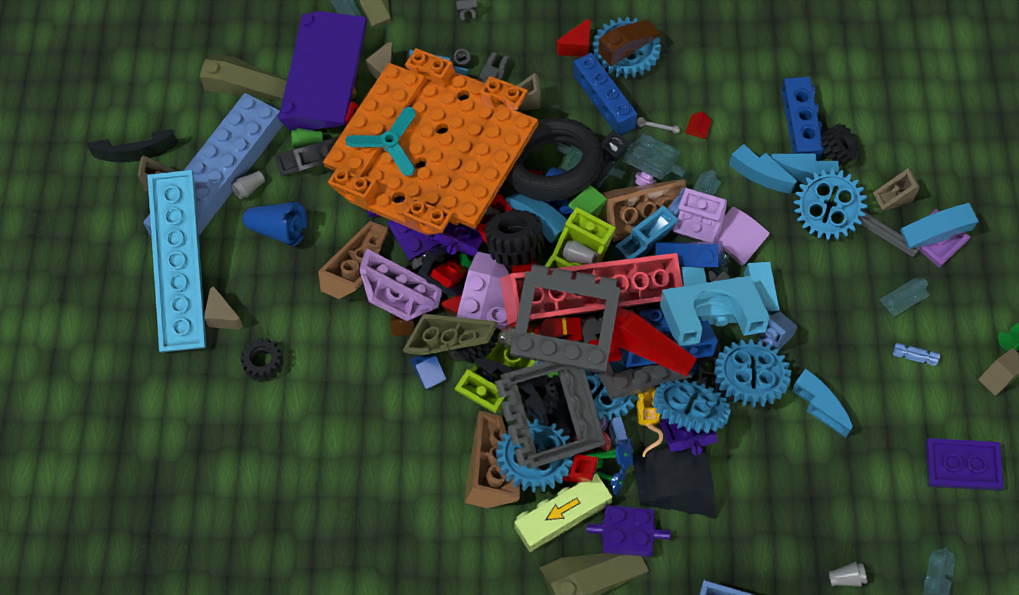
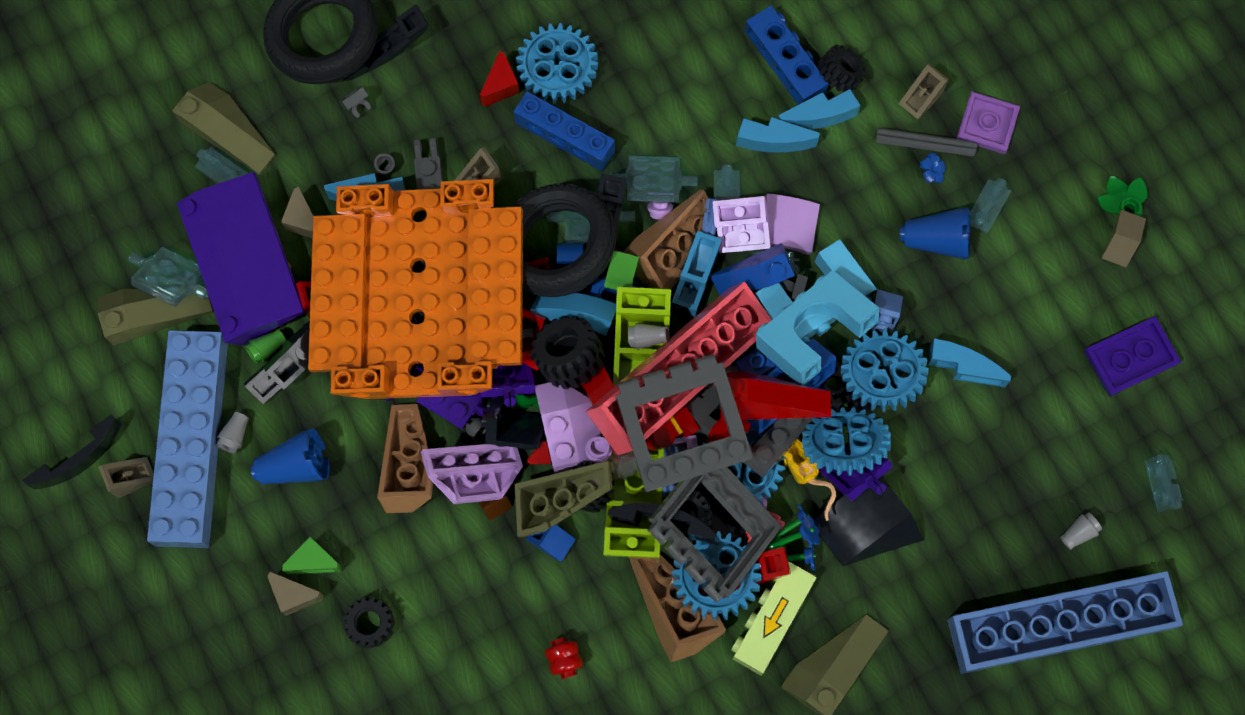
camera: 30 degrees left, 10 degrees up
(176, 261) = (213, 565): medium azure plate -> none
(248, 295) = (311, 559): none -> bright green slope
(266, 59) = (167, 276): none -> clear light blue plate
(386, 457) = (563, 658): none -> red piece
(393, 147) = (371, 299): teal piece -> none
(449, 273) = (517, 423): red plate -> none
(617, 431) = (782, 504): medium blue tile -> none
(626, 40) = (558, 59): reddish brown slope -> none
(628, 531) = (847, 601): dark purple plate -> none
(641, 122) = (660, 133): light grey hinge -> none
(698, 125) = (681, 116): red slope -> none
(810, 198) = (890, 140): dark azure gear -> none
(854, 296) = (940, 233): none -> blue cone
(874, 249) = (933, 168): none -> blue plant
(916, 354) = (1029, 262): medium blue axle -> none
(939, 226) = (987, 112): dark azure slope -> none

